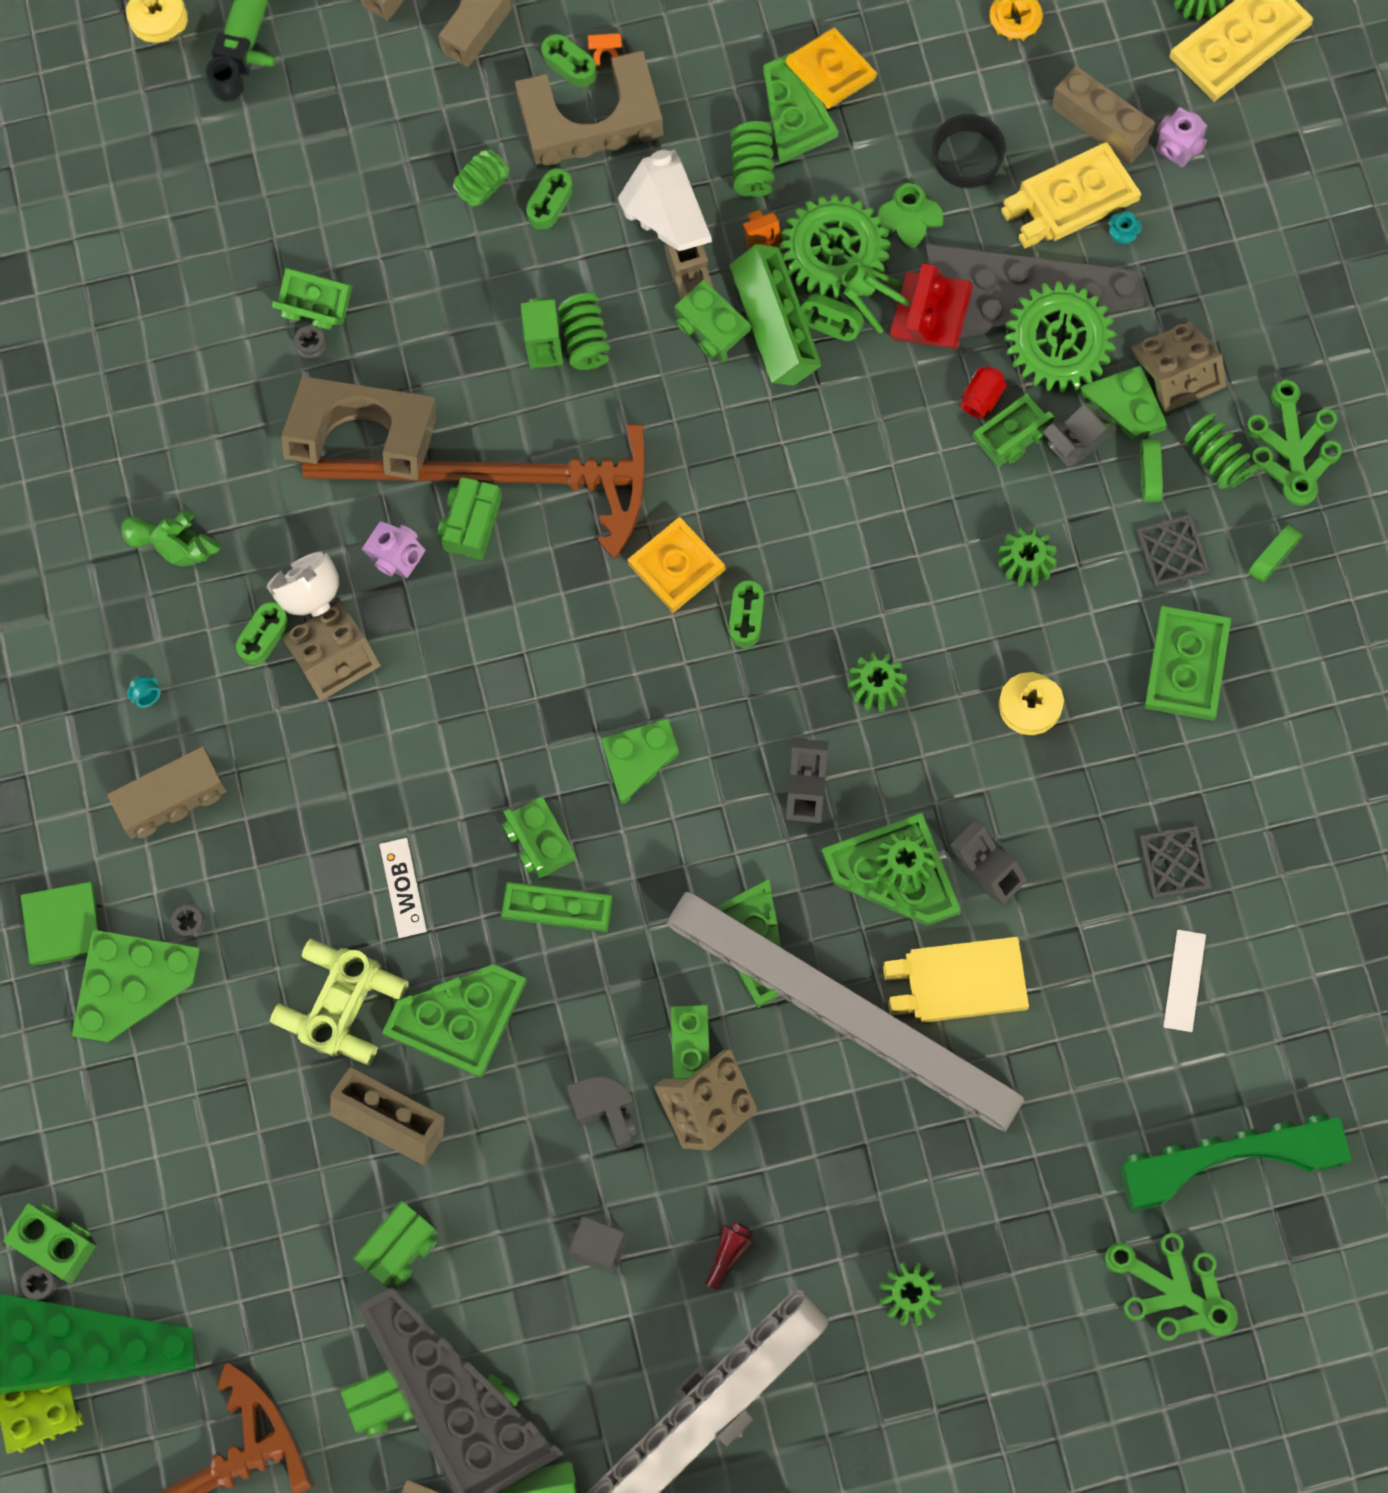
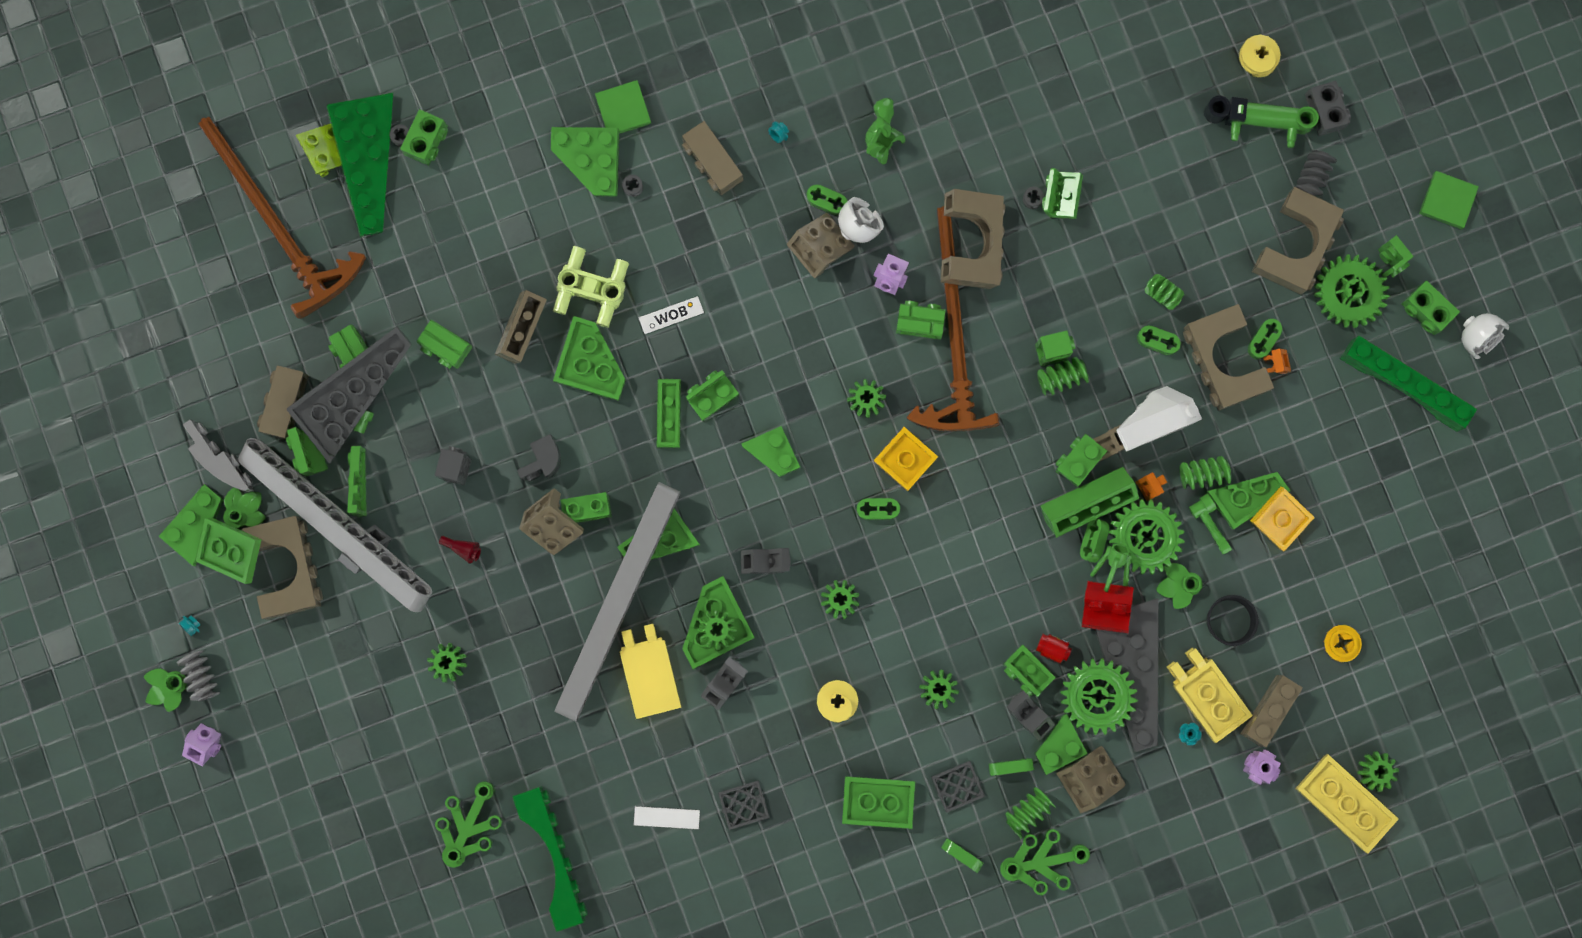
camera: 80 degrees right, 10 degrees up
(564, 605) = (859, 393): none -> bright green gear
(598, 1413) = (357, 482): none -> bright green wing
(804, 170) = (1203, 509): none -> bright green brick

